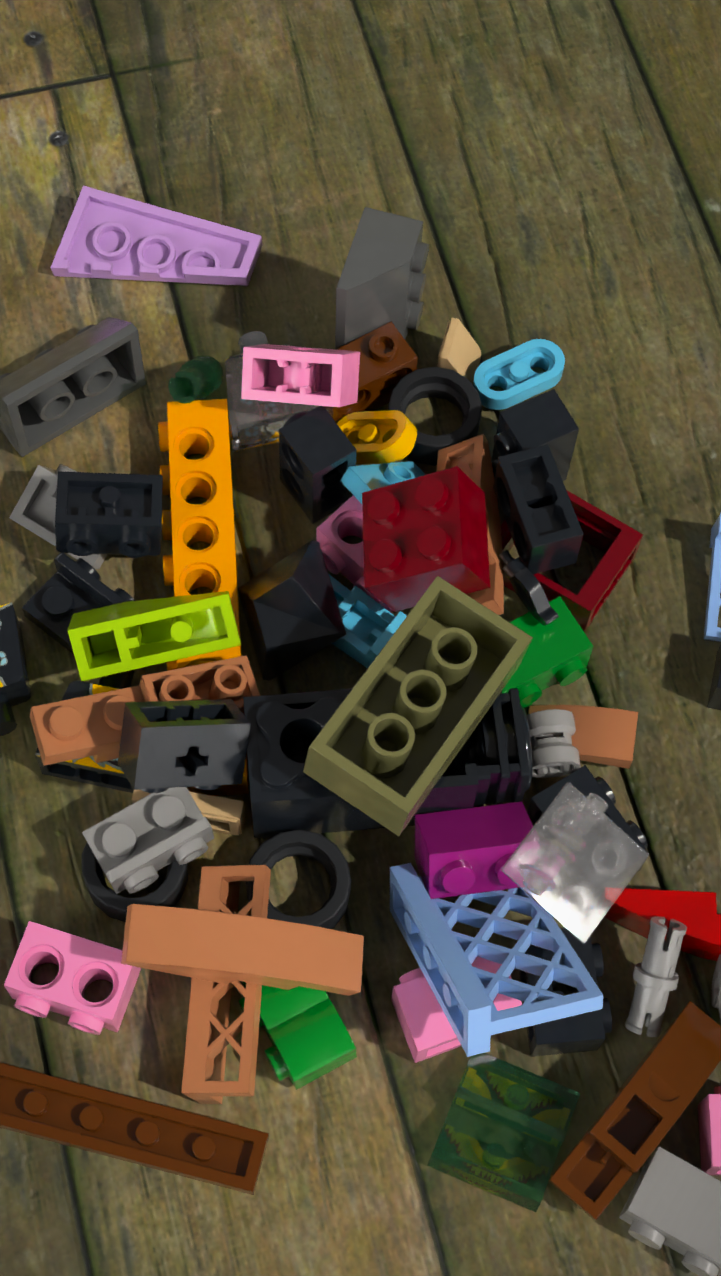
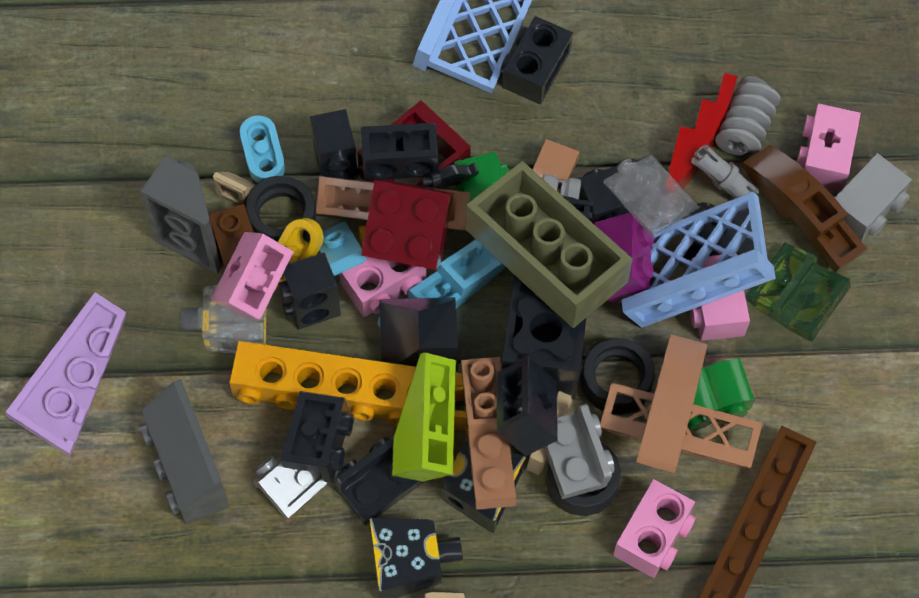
camera: 75 degrees left, 0 degrees up
(196, 379) = (211, 361): clear green pin -> none

